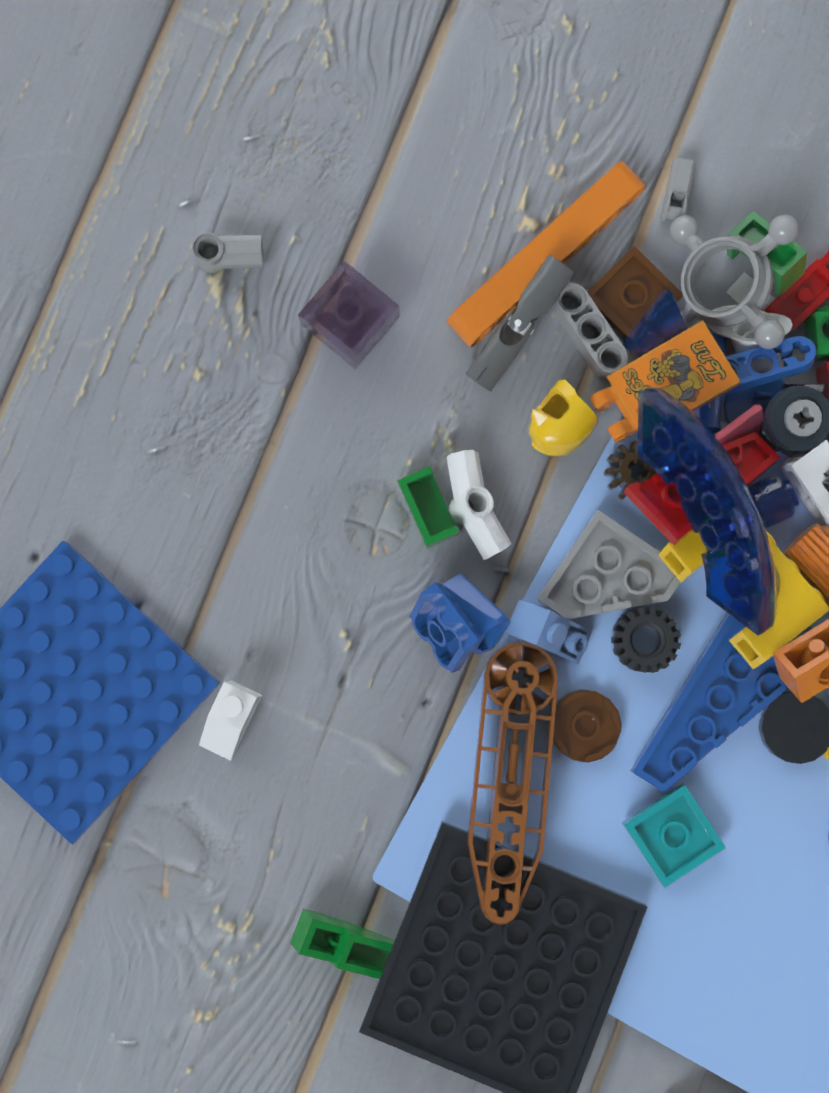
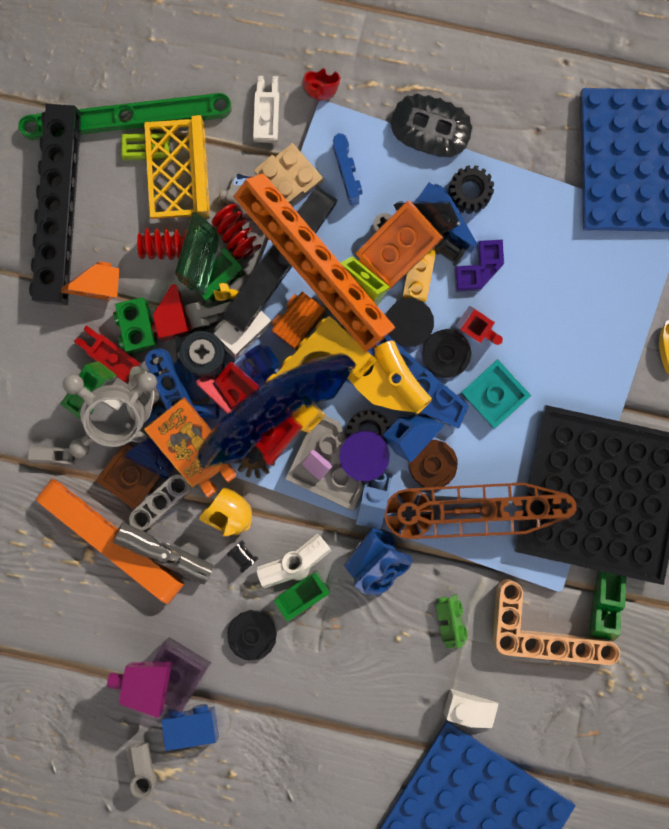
camera: 105 degrees left, 0 degrees up
(273, 326) = (190, 727): none -> blue brick
(307, 841) = (543, 640): none -> light nougat beam
(340, 716) = (454, 631): none -> bright green hinge
(345, 266) = (142, 686): none -> magenta torso
(383, 430) = (252, 635): none -> black tile
(495, 433) = (242, 556): none -> black bush
(613, 557) = (316, 465): none -> lavender slope
(615, 627) = (364, 455): none -> dark purple tile
(634, 700) = (411, 435): none -> blue slope
(715, 668) = (380, 384): none -> yellow pin
(742, 773) = (446, 353): none -> black tile
(780, 825) = (478, 326): none -> red brick

